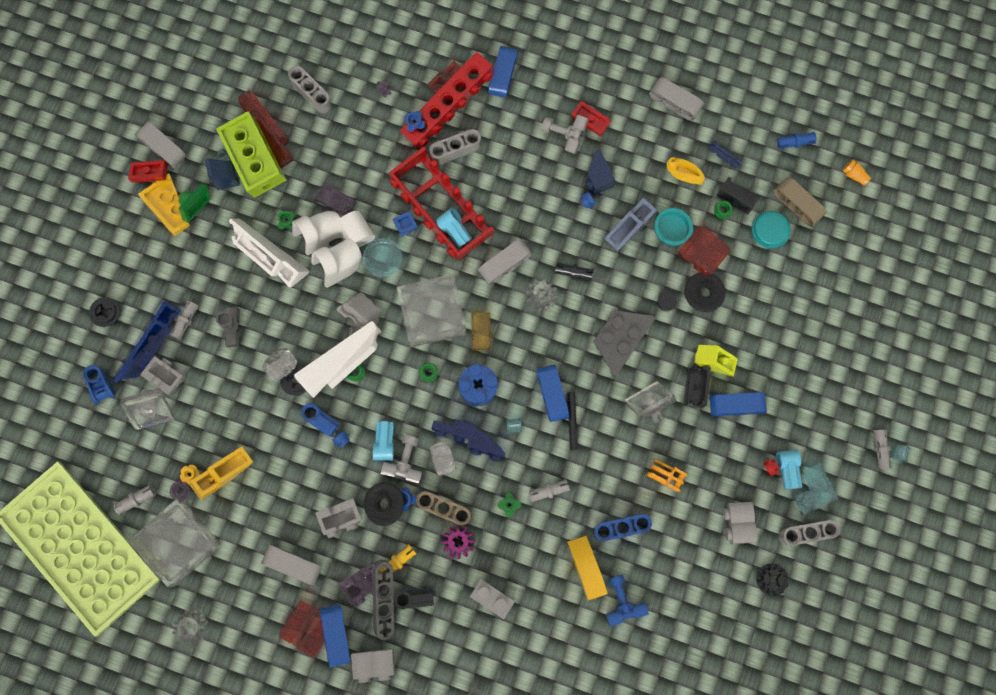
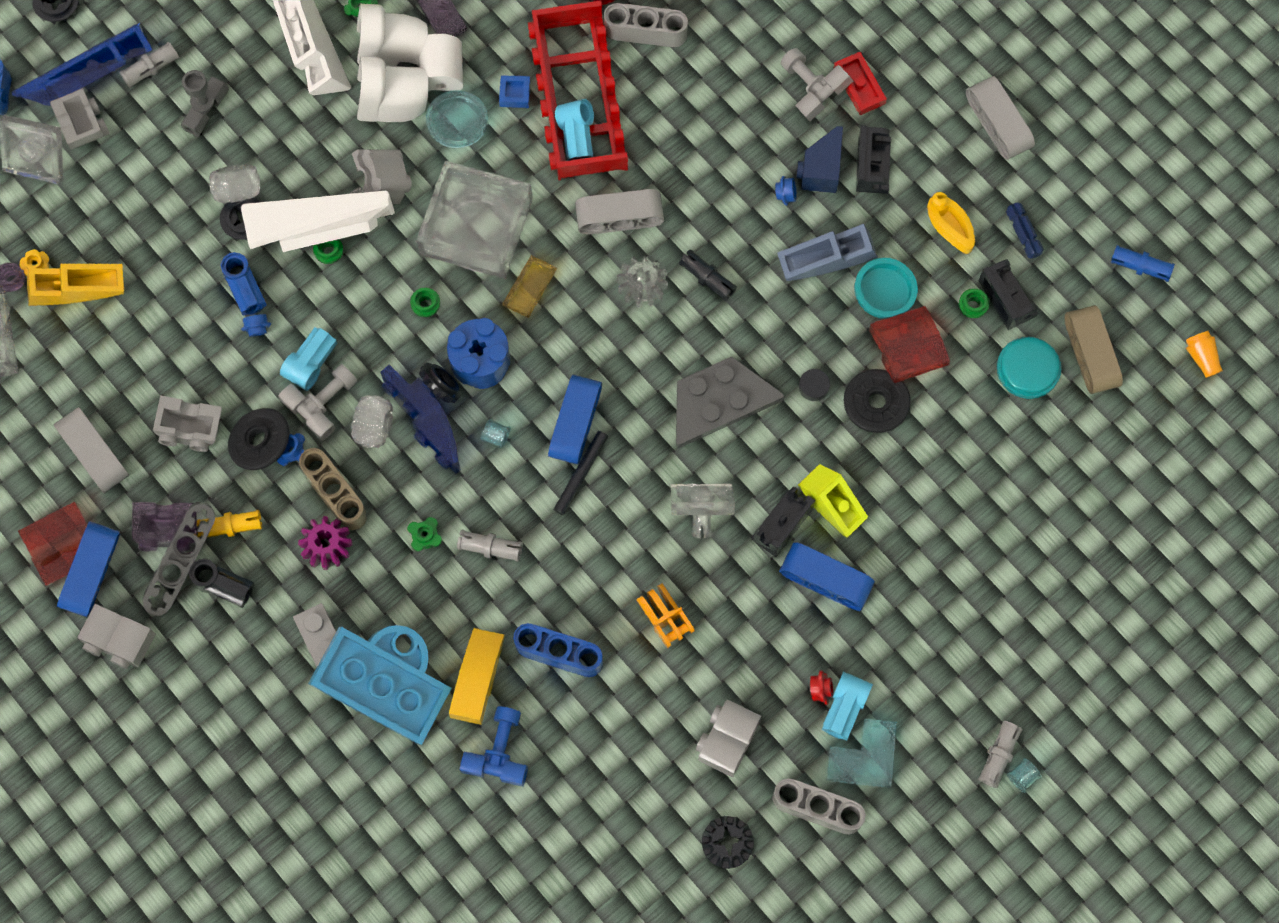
camera: 35 degrees right, 5 degrees down
(467, 414) = (440, 382): none -> black gear
(540, 602) = (382, 680): none -> dark azure plate
(623, 159) = (873, 160): none -> black hinge

